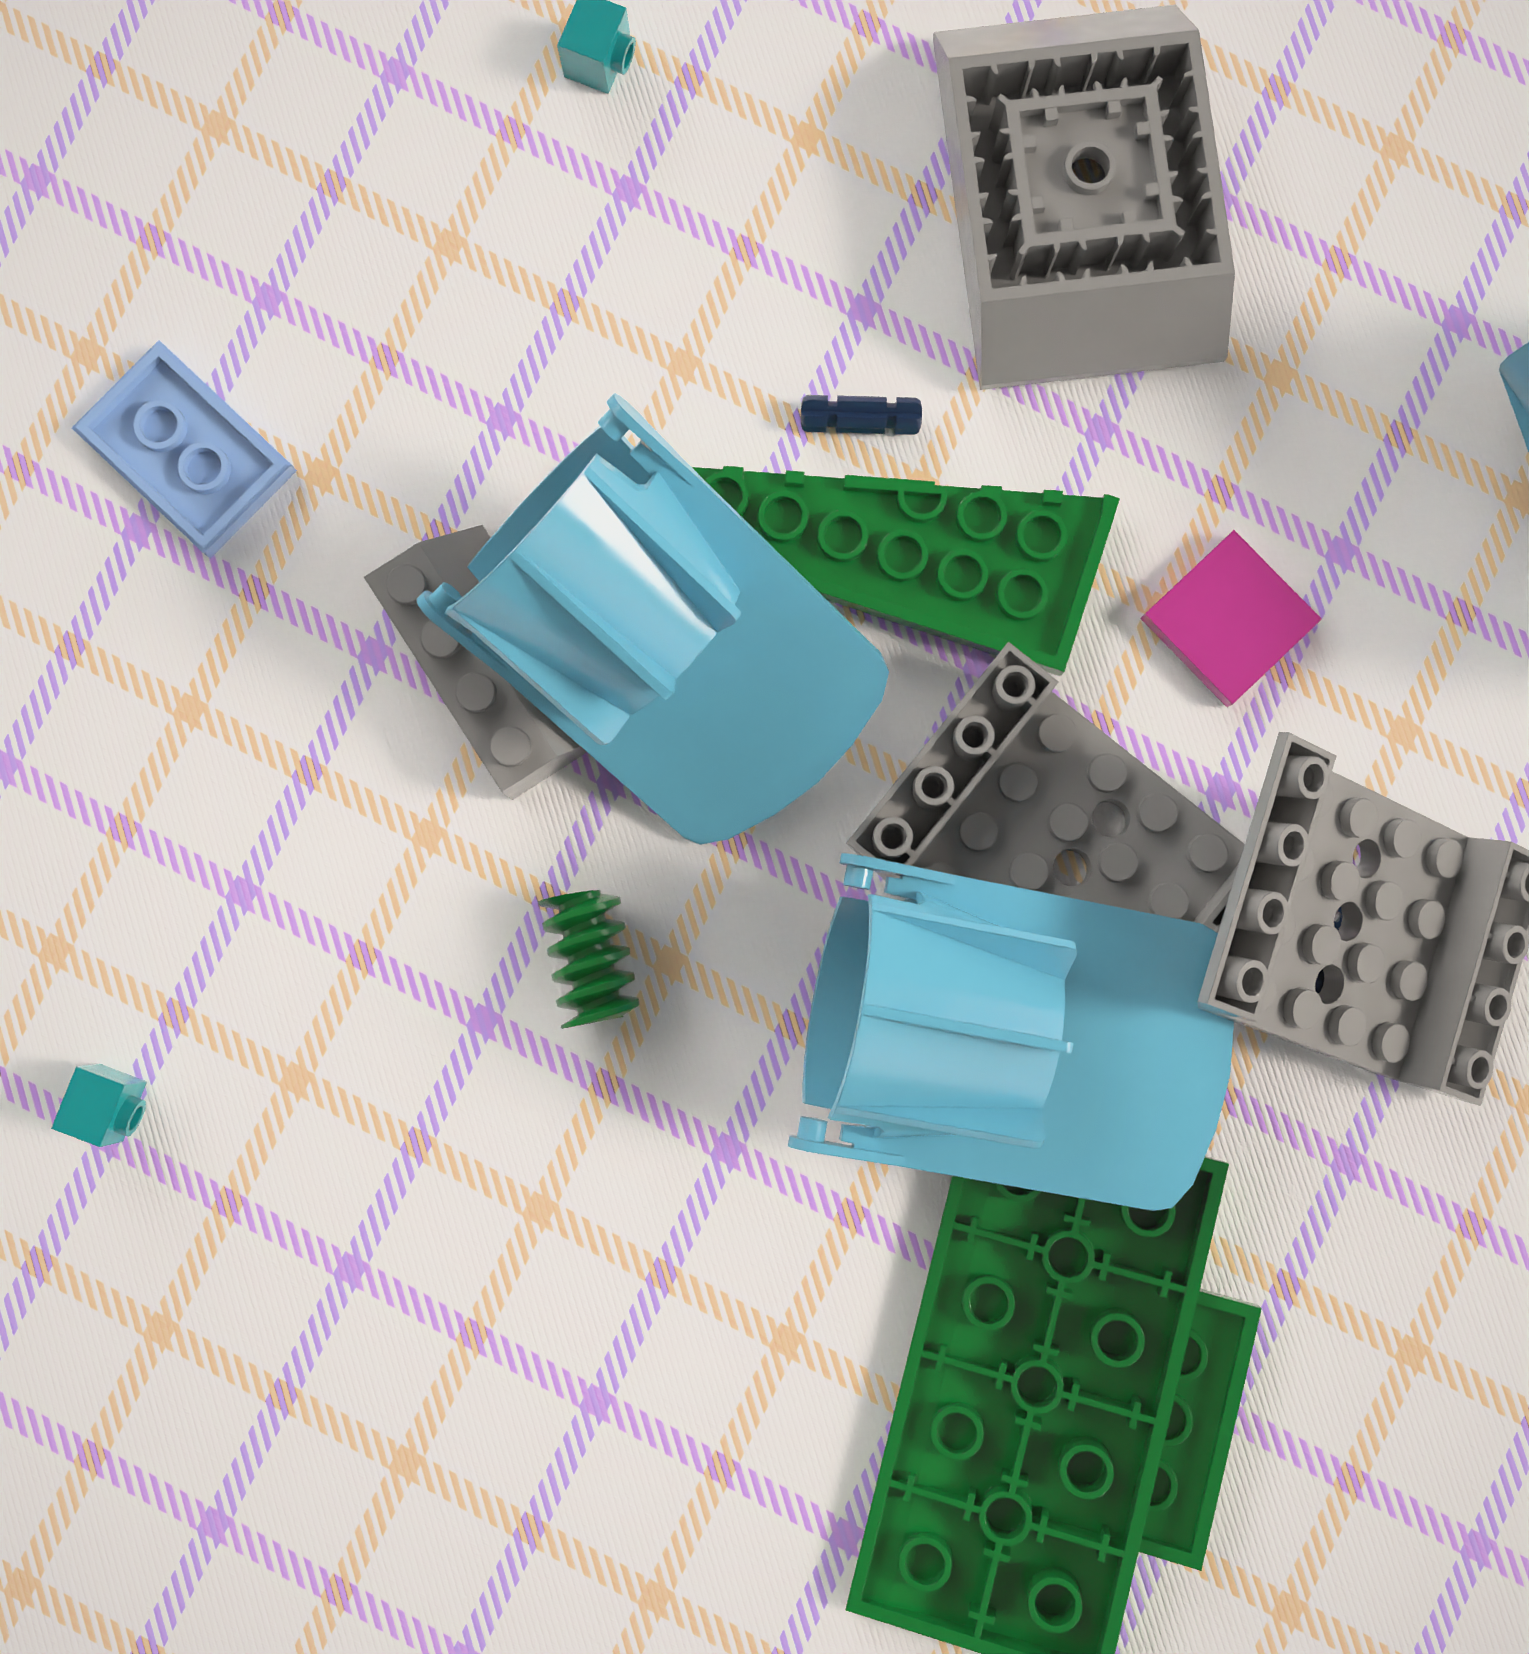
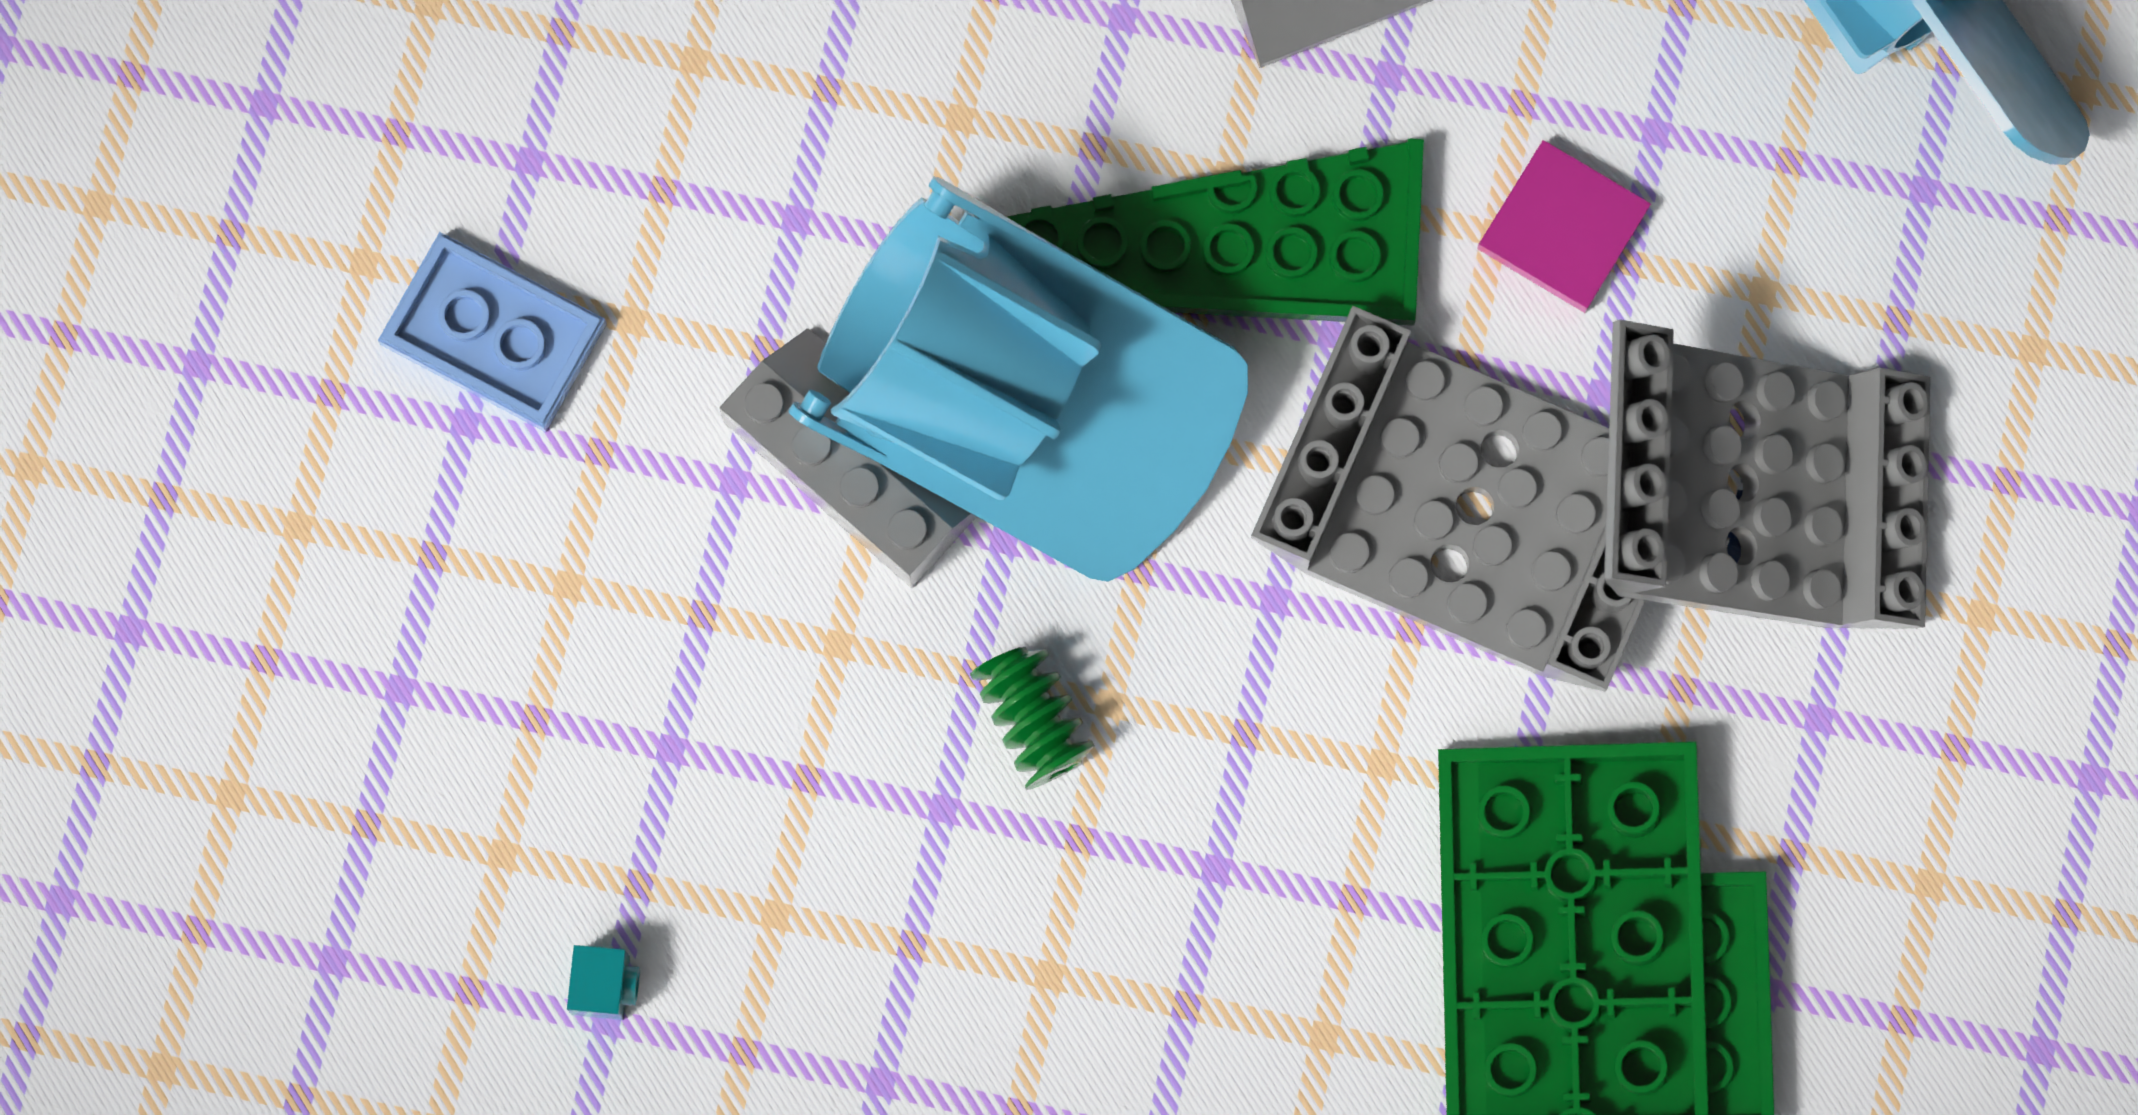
camera: 15 degrees left, 5 degrees down
(861, 414) = (1150, 123): dark blue axle -> none
(1014, 1038) = (1455, 669): medium azure piece -> none

